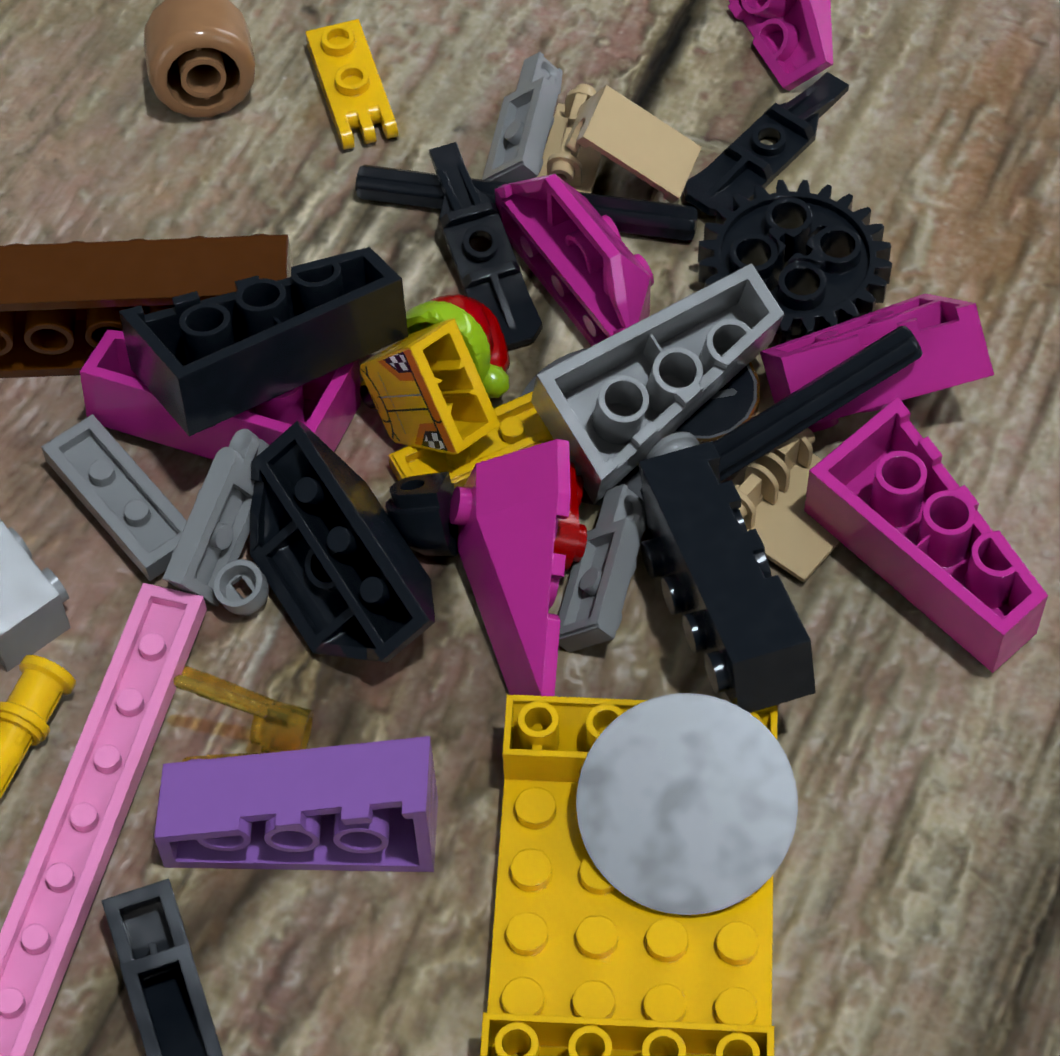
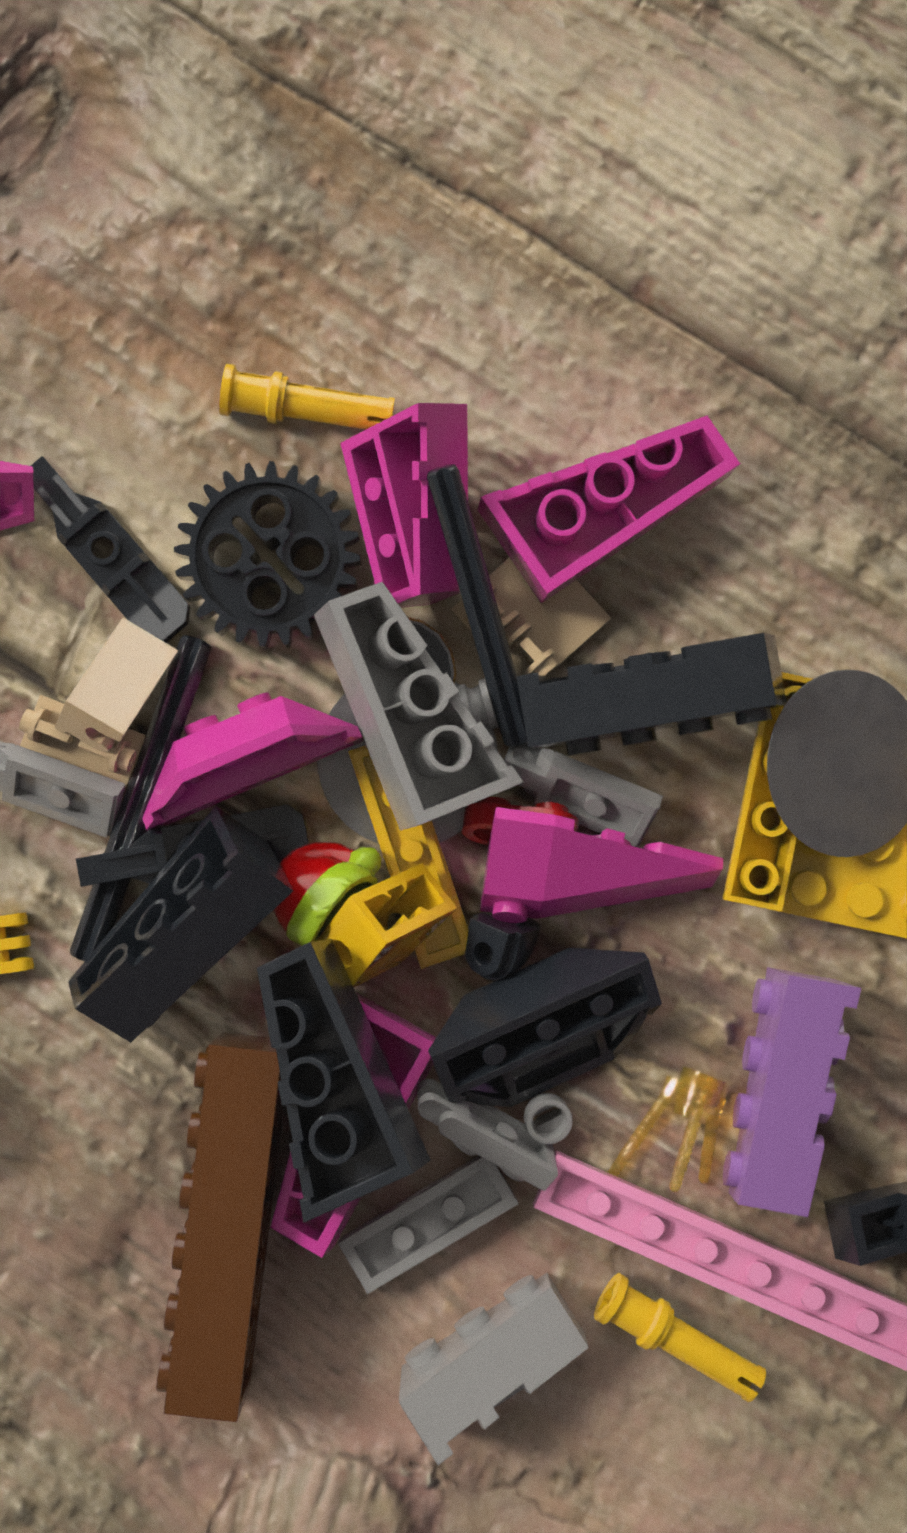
camera: 90 degrees left, 30 degrees up
(405, 223) = (180, 926): none -> black wedge
(960, 246) = (279, 398): none -> yellow pin

